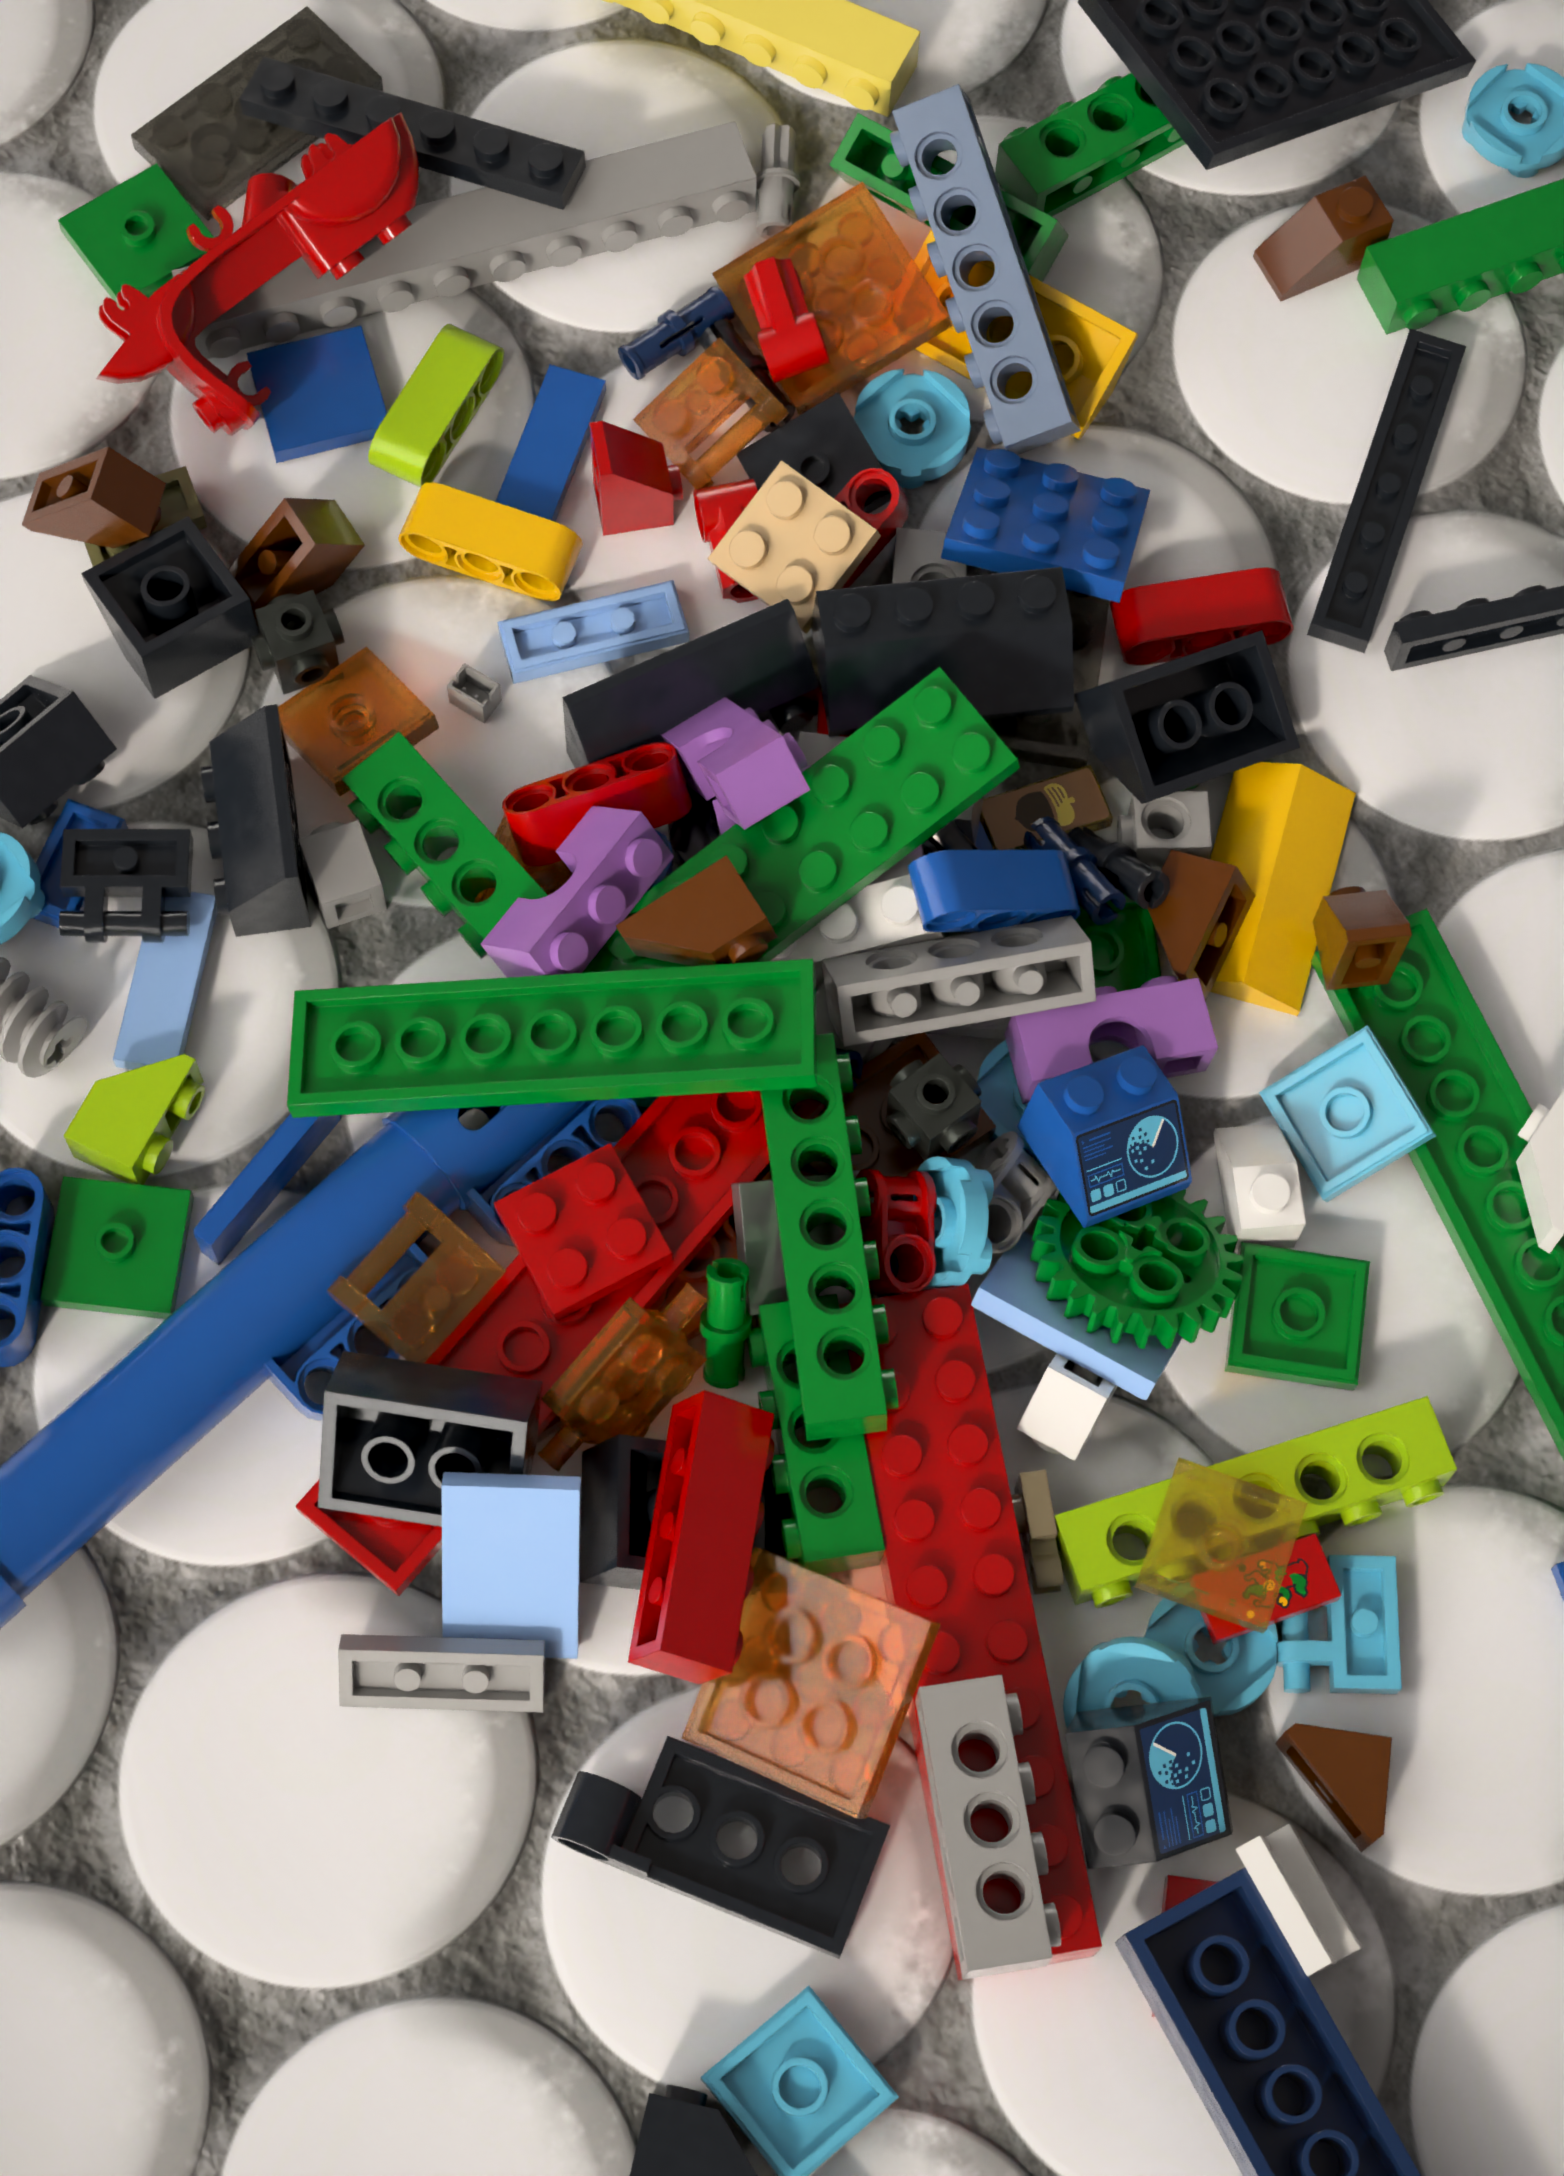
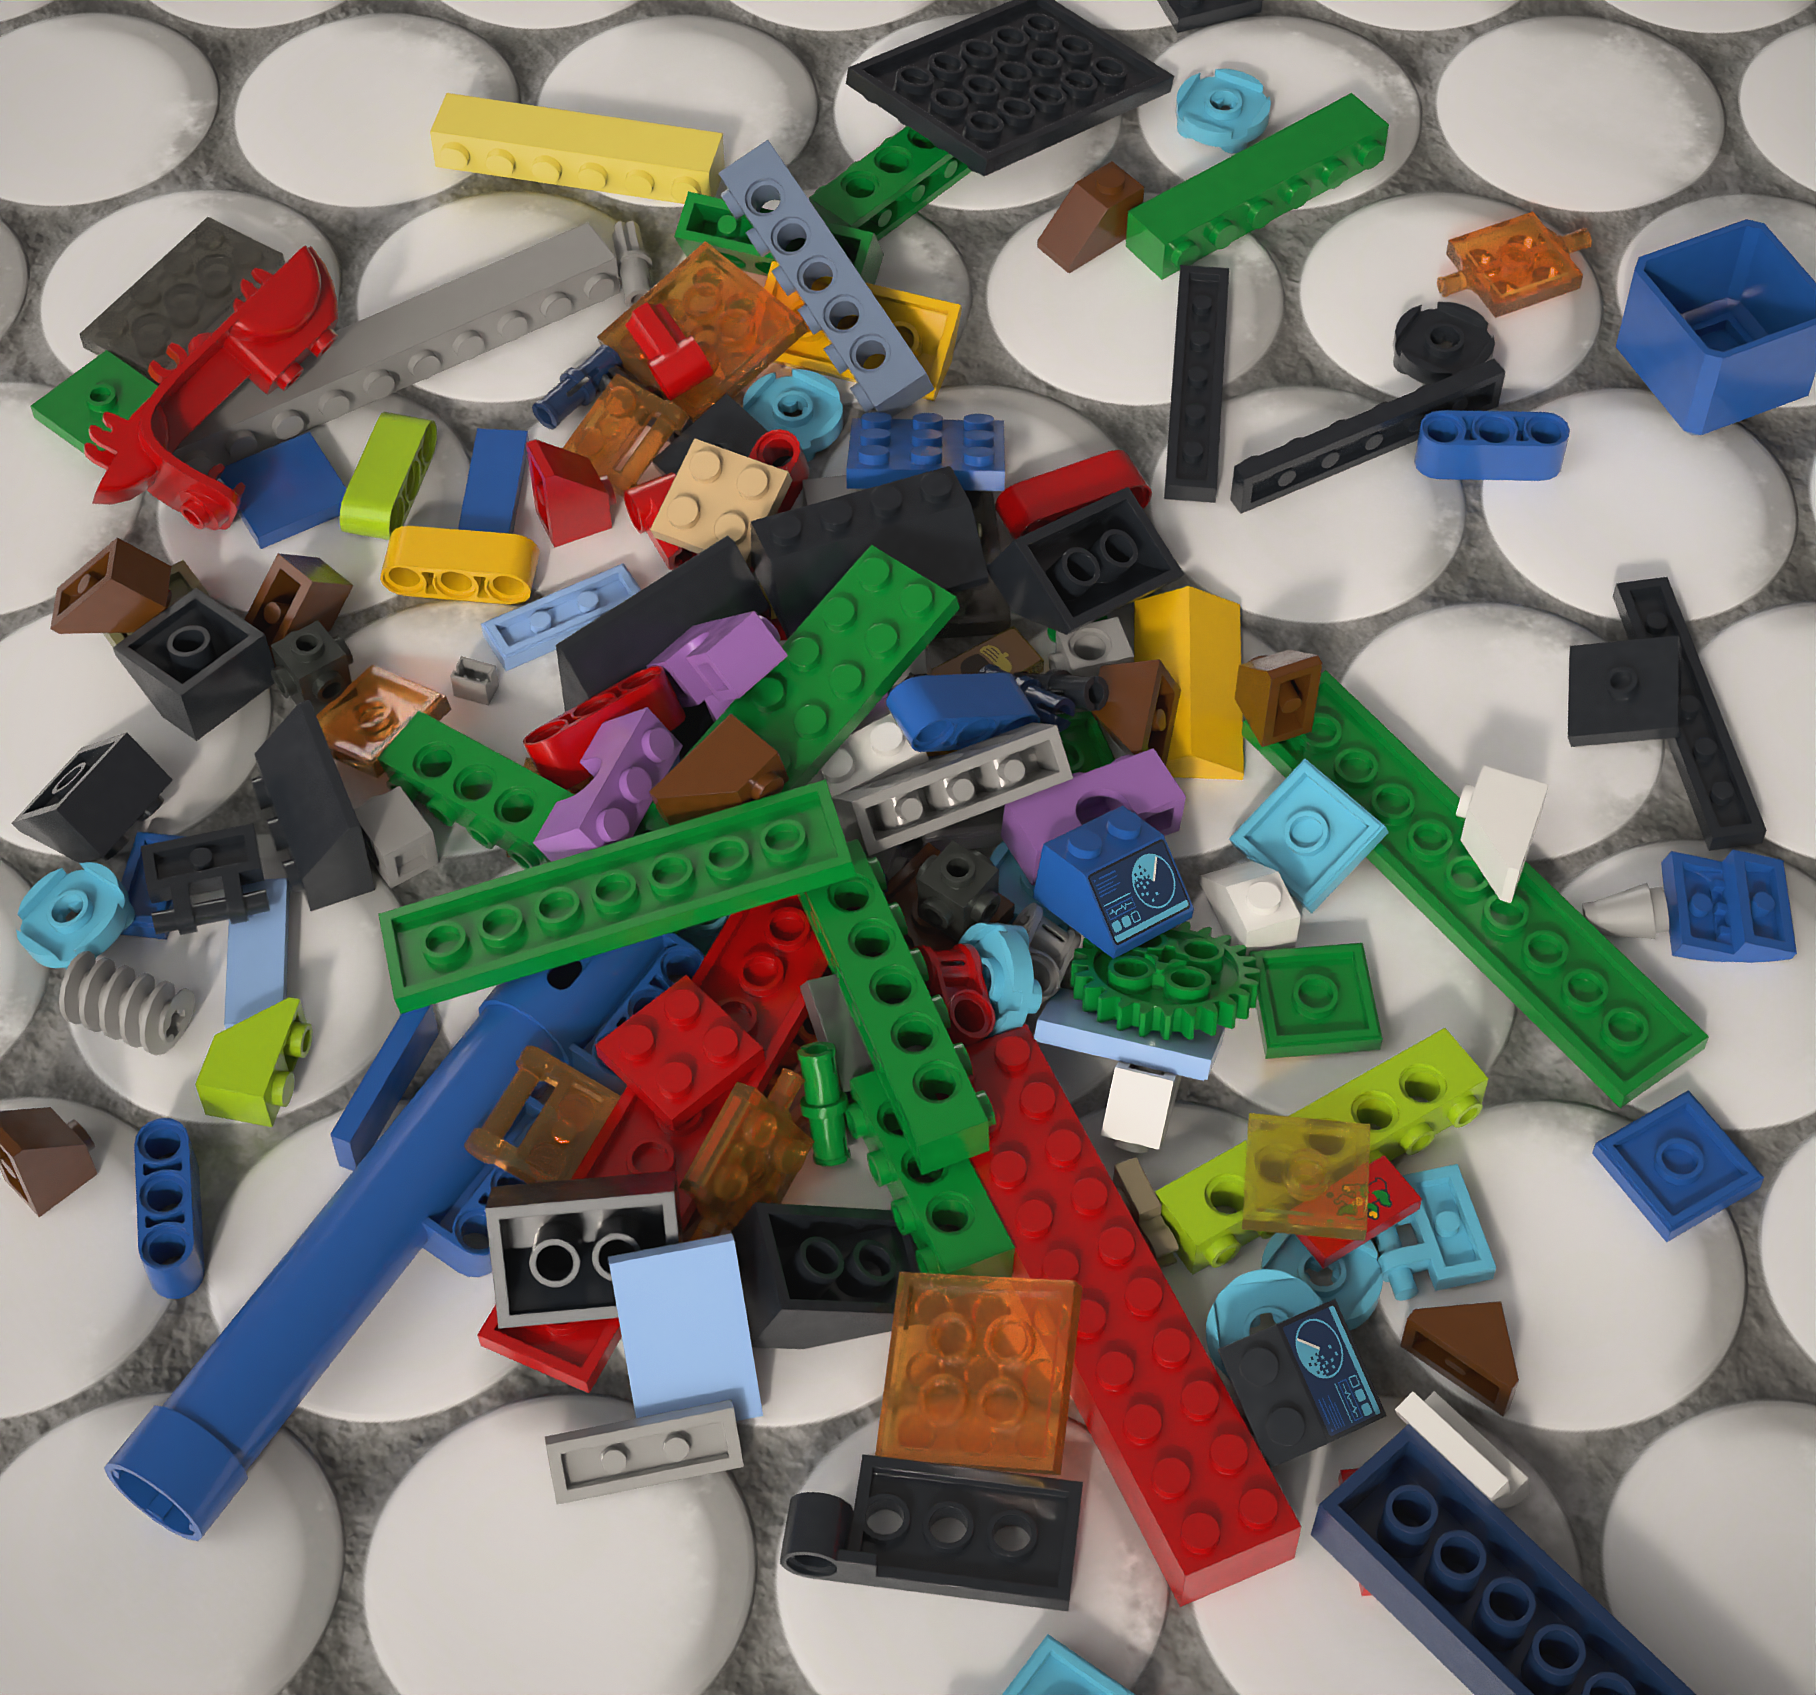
camera: 10 degrees left, 15 degrees down
(117, 1247) = (262, 1175): green plate -> none
(442, 138) = (355, 279): black plate -> none
(702, 1538) = (851, 1272): red brick -> none
(986, 1939) = (1197, 1531): light grey brick -> none

